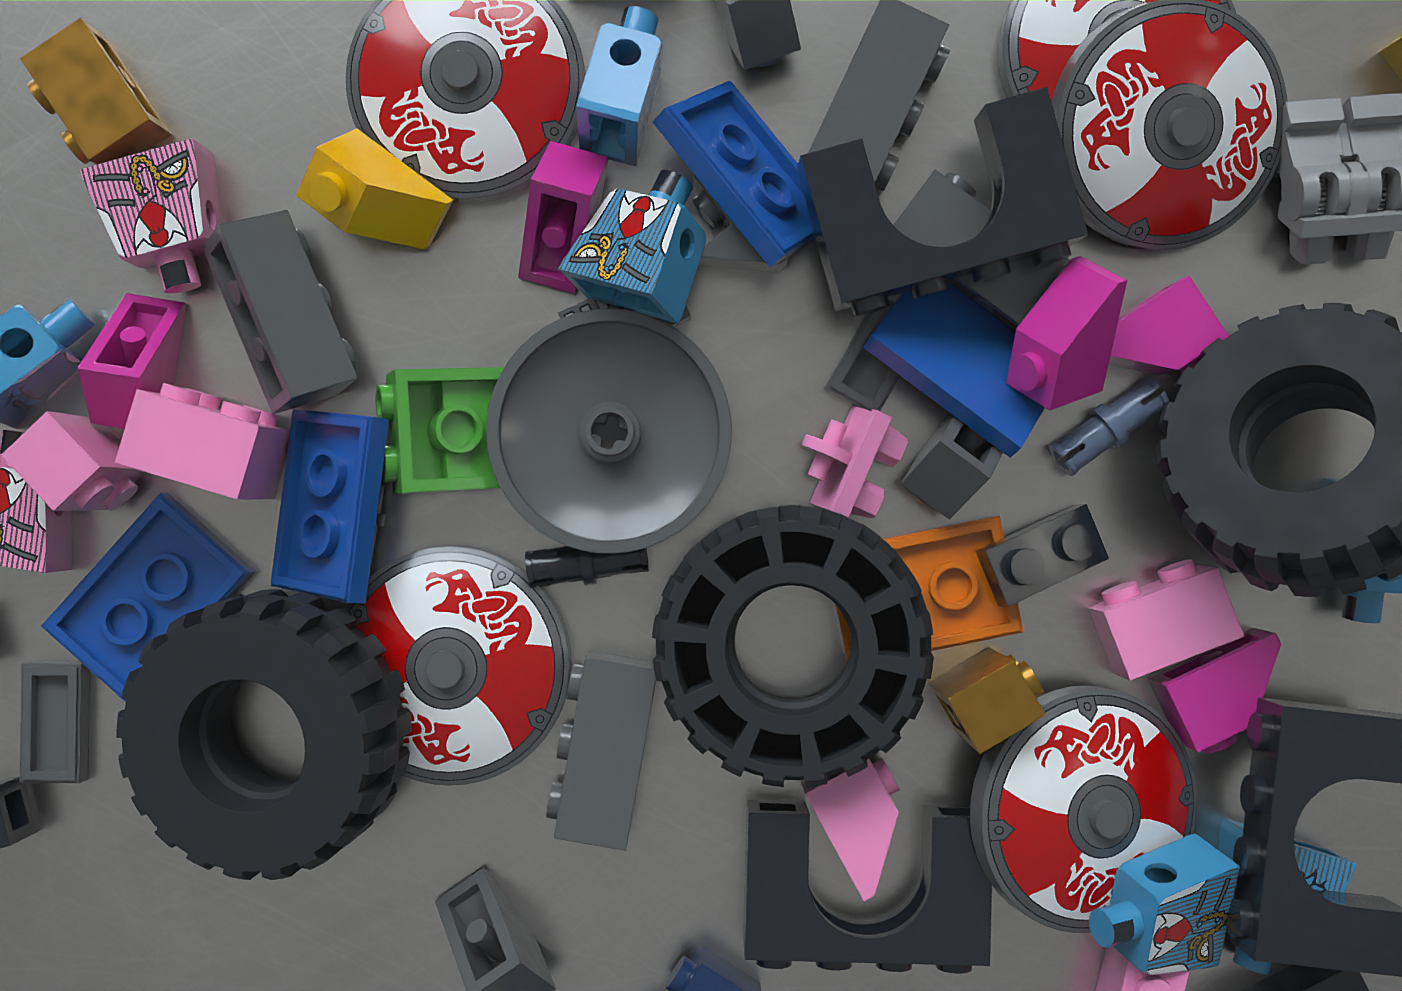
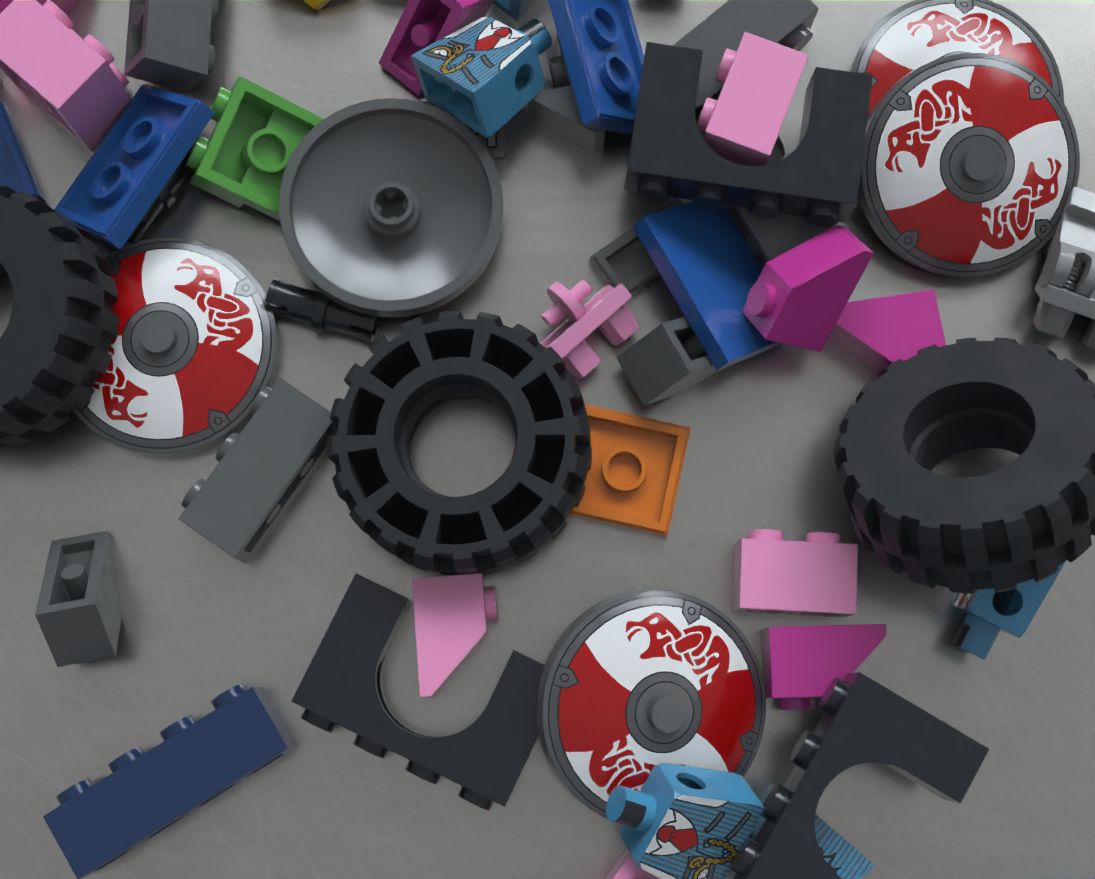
camera: 15 degrees right, 10 degrees down
(930, 165) = (753, 100): none -> bright pink brick
(989, 698) = (609, 563): pearl gold brick -> none
(1042, 555) = (711, 474): black plate -> none
(1109, 426) = (813, 394): sand blue pin -> none

